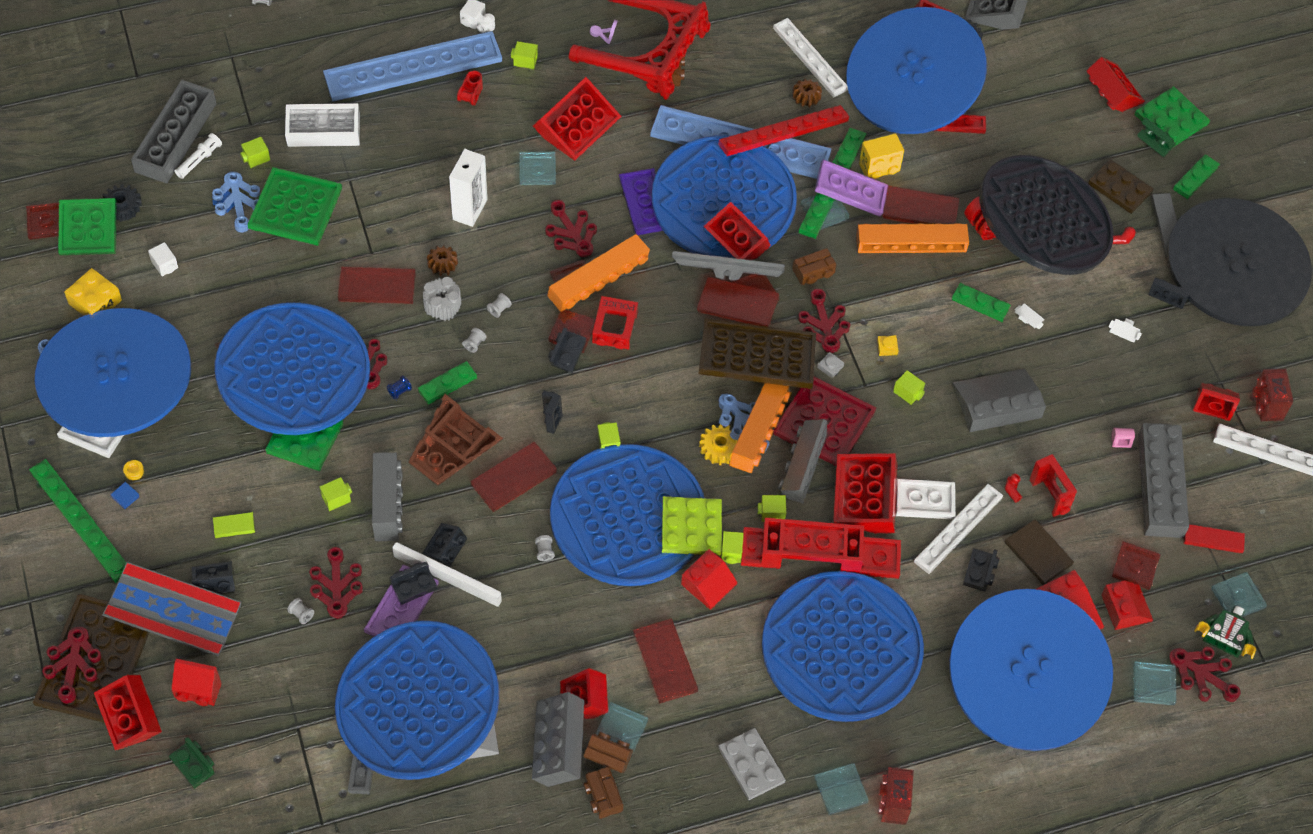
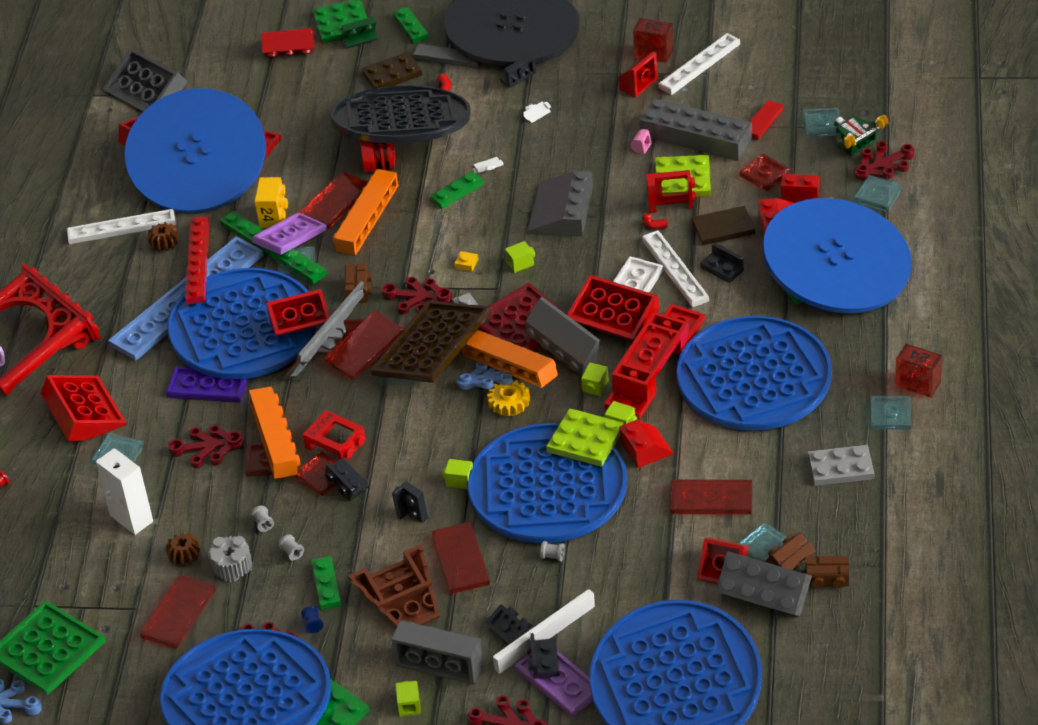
camera: 60 degrees left, 15 degrees down
(1097, 493) = (698, 167): none -> lime plate

